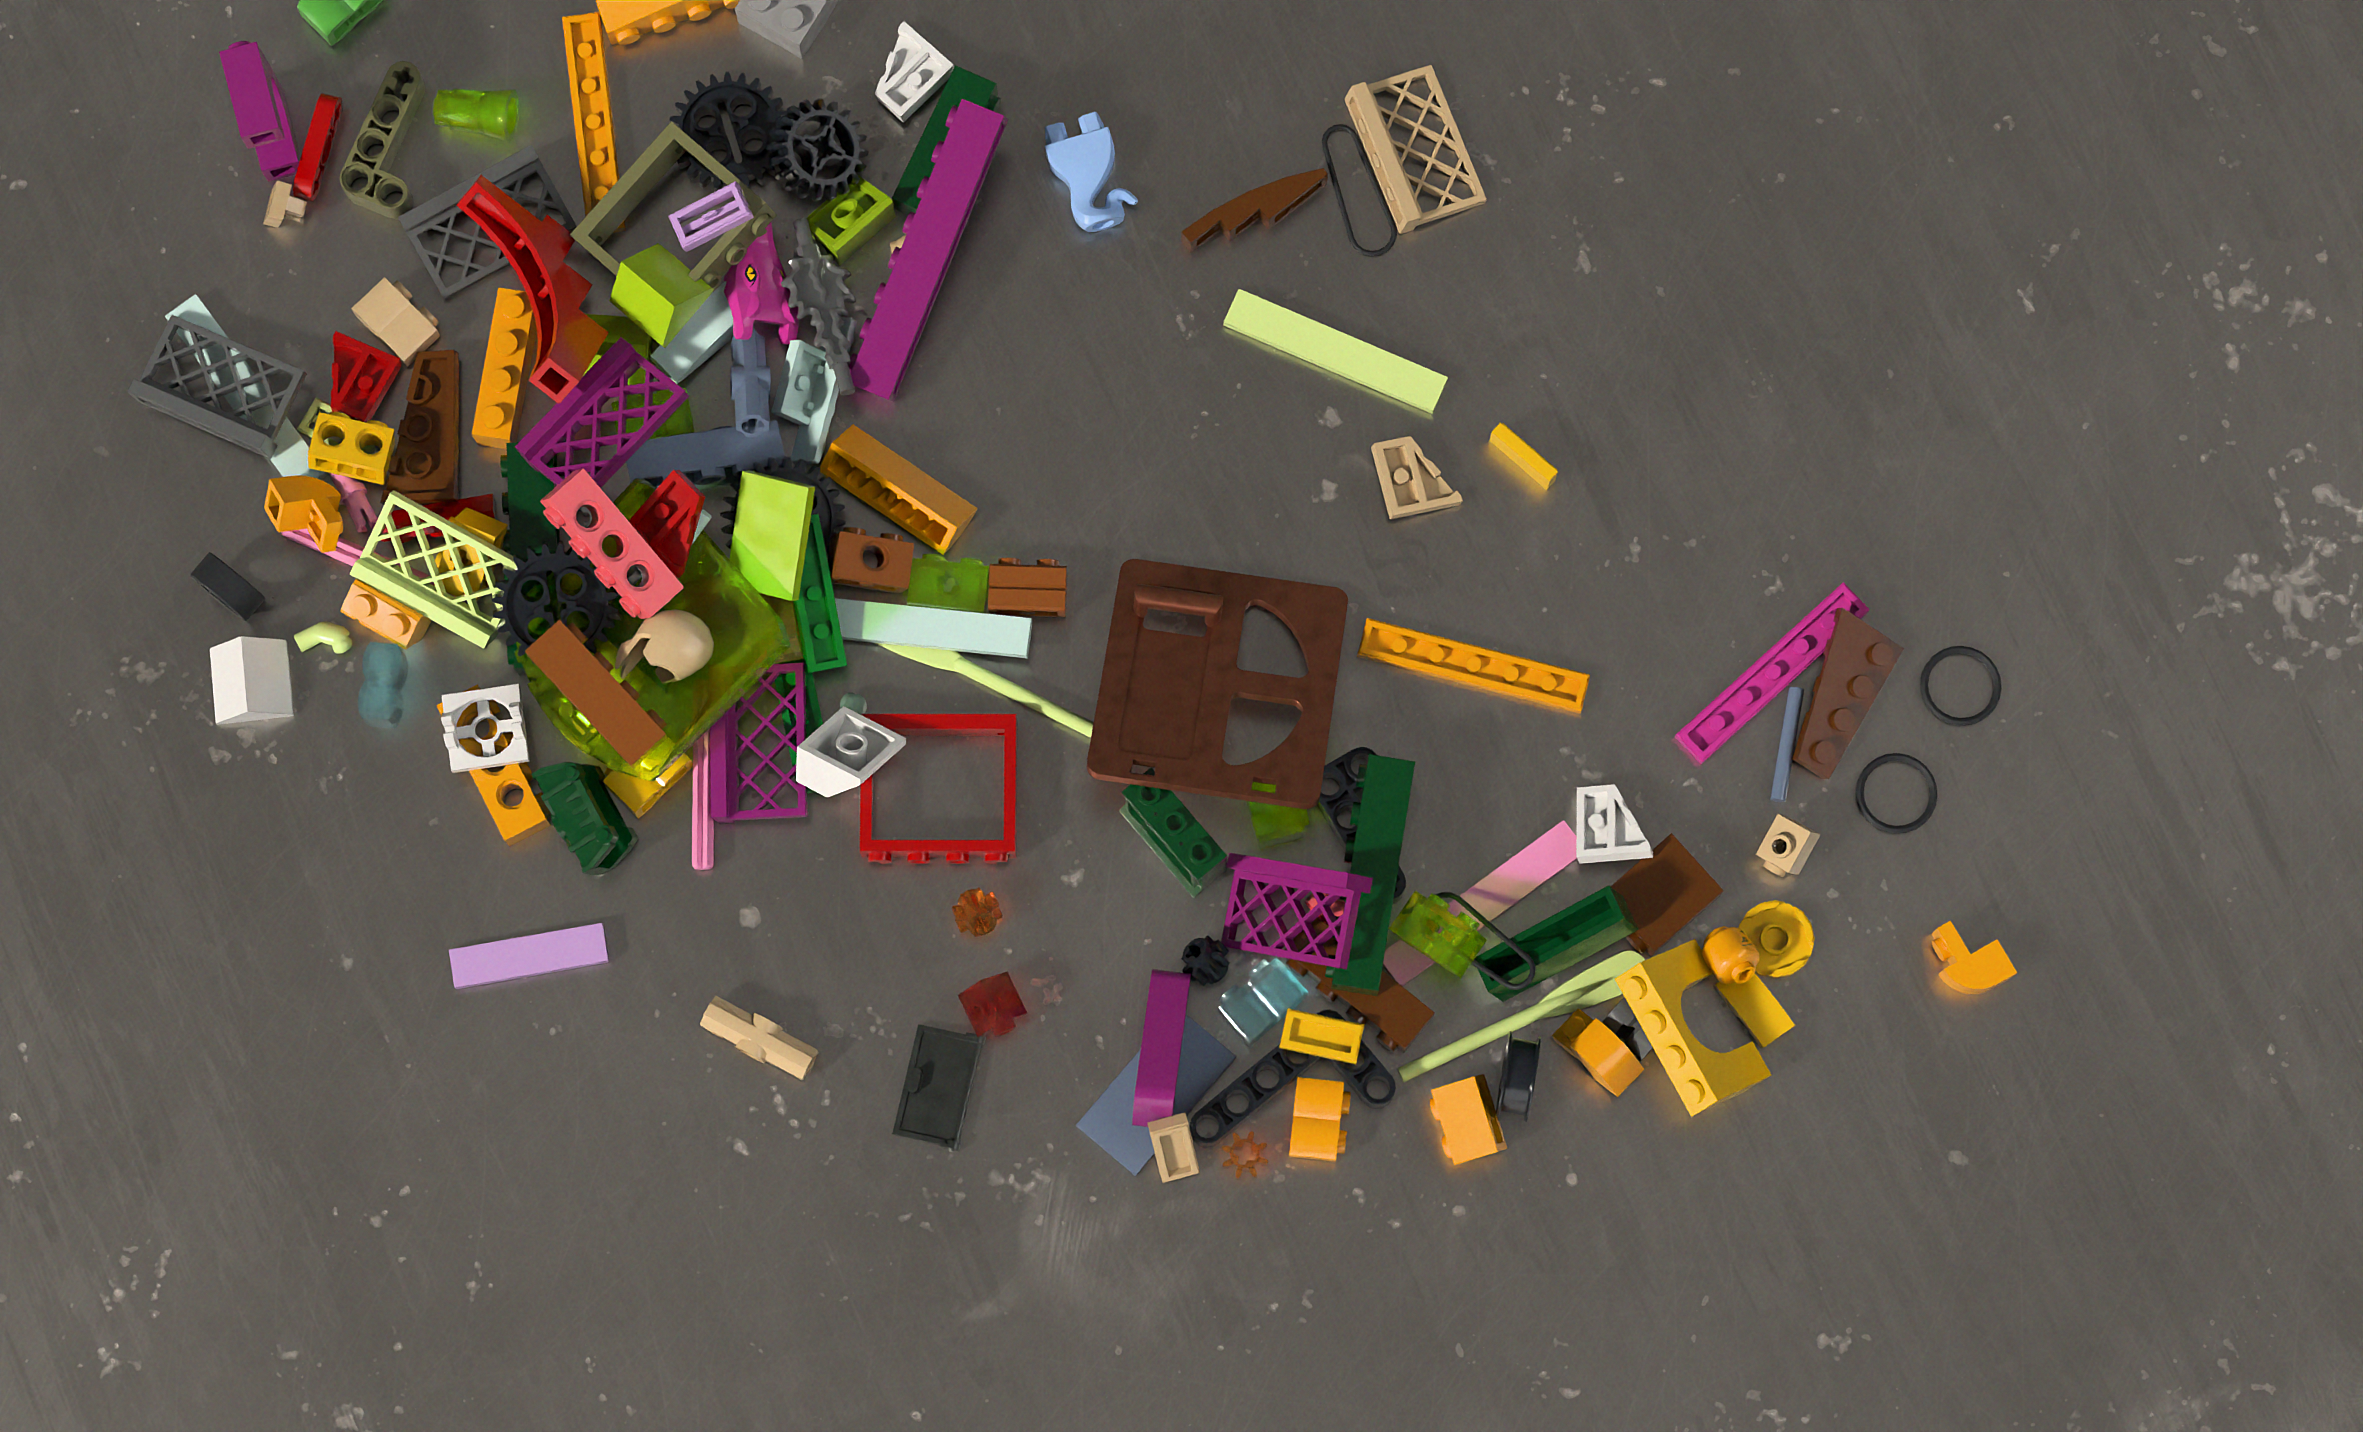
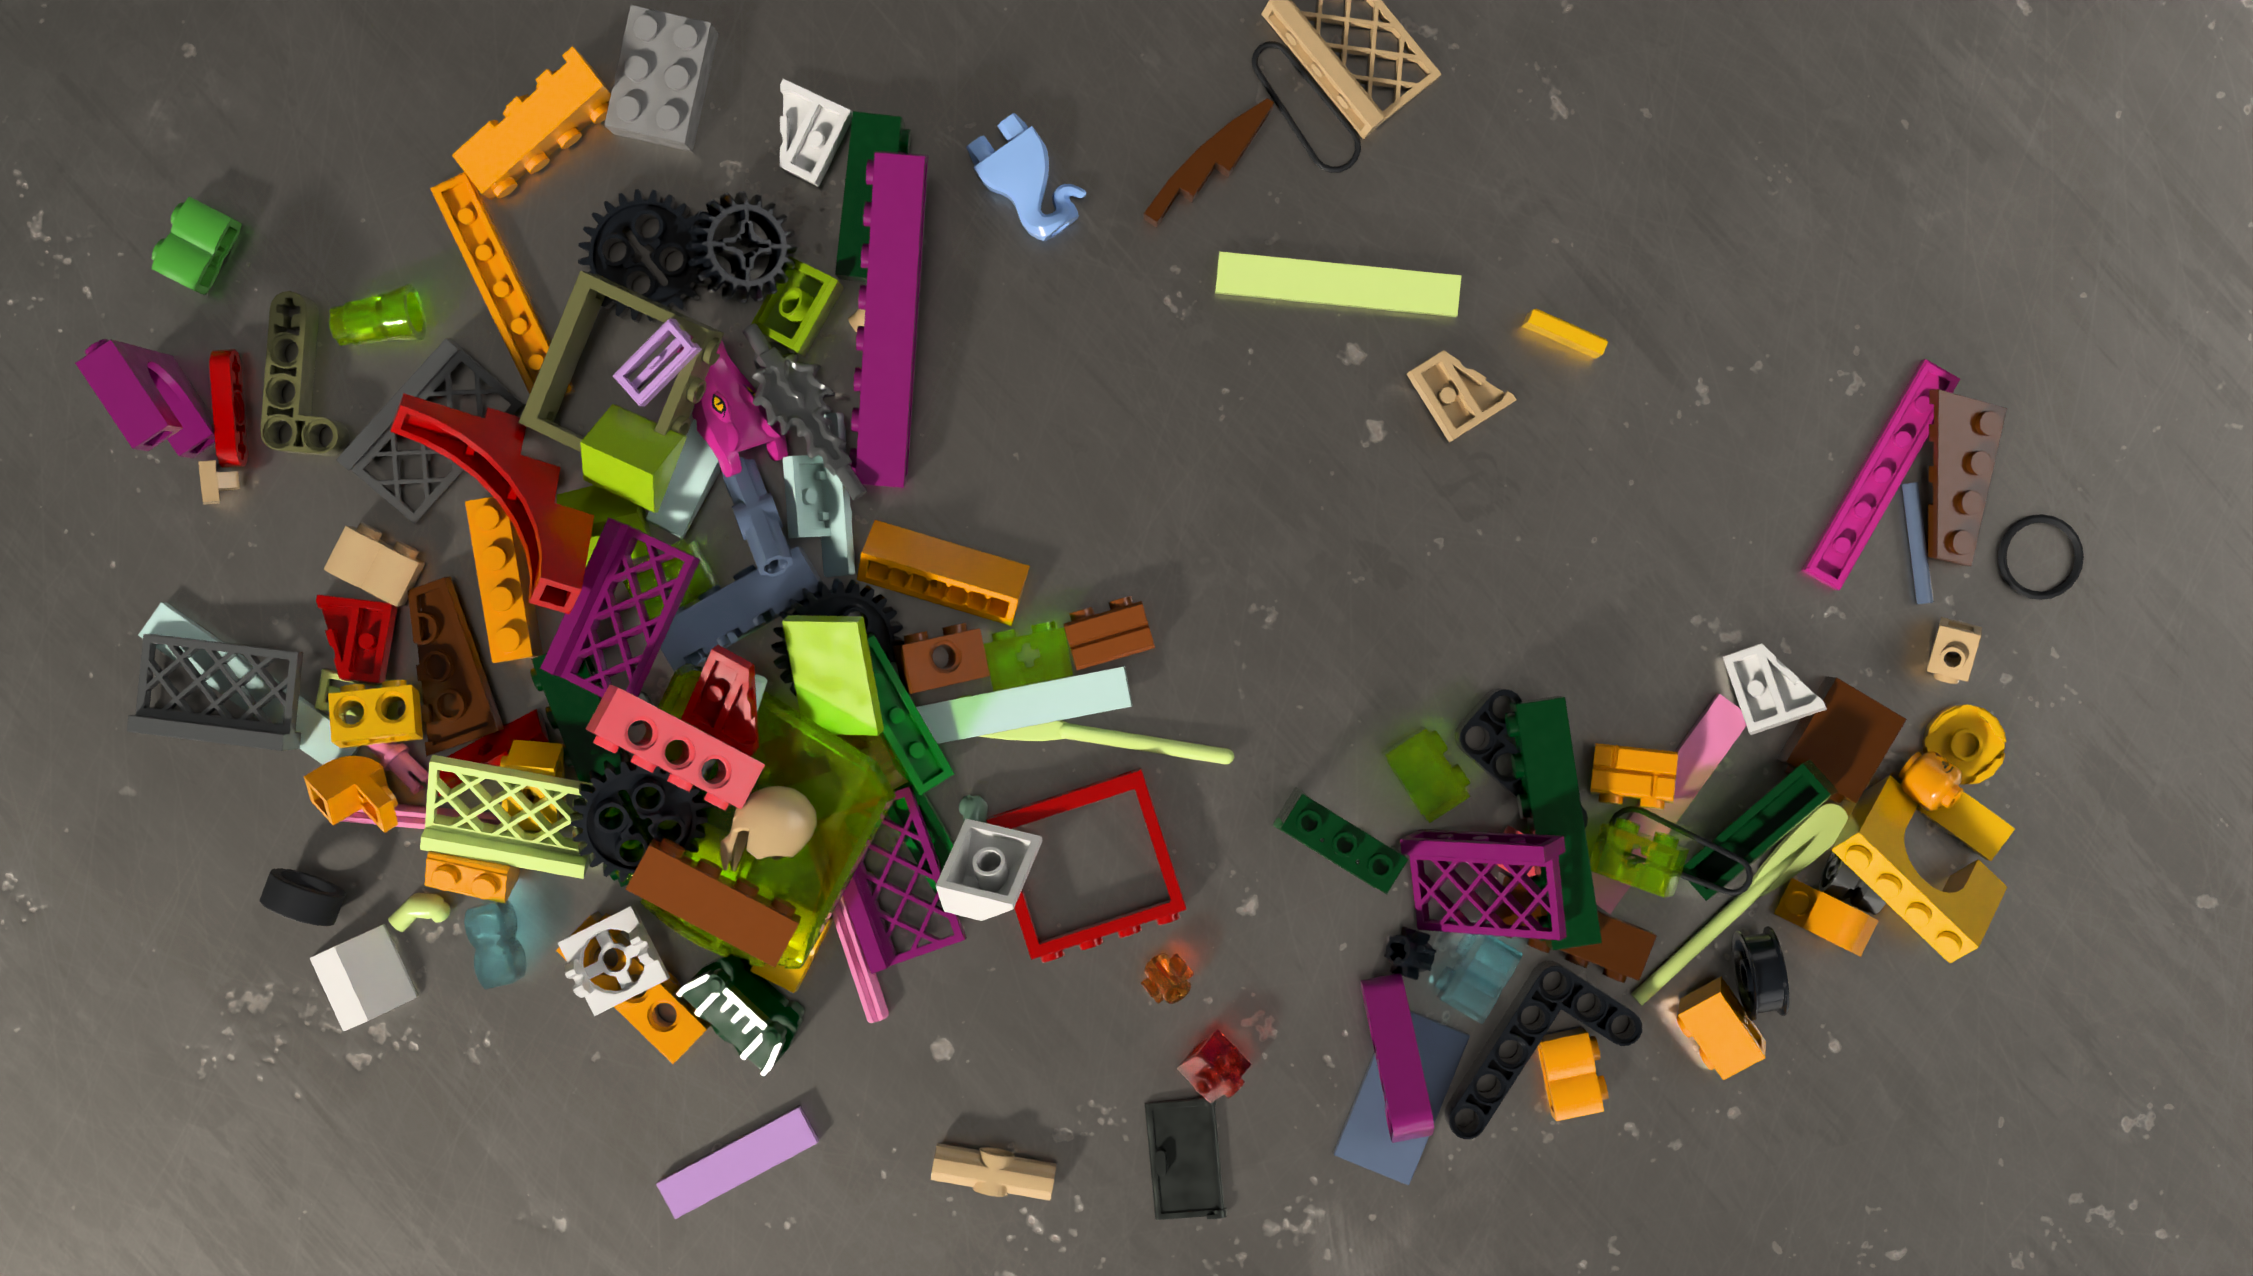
camera: 20 degrees left, 10 degrees up
(1171, 693) = (1293, 697): copper door -> none
(1173, 1147) = (1440, 1152): tan tile -> none
(1250, 1164) = (1518, 1140): clear orange gear -> none
(1321, 1036) = (1553, 997): yellow tile -> none
(1461, 863) = (1634, 774): none -> light orange brick
(1473, 665) = (1579, 564): light orange tile -> none
(1955, 720) = (2110, 431): black tyre -> none
(1971, 972) = (2175, 714): light orange brick -> none

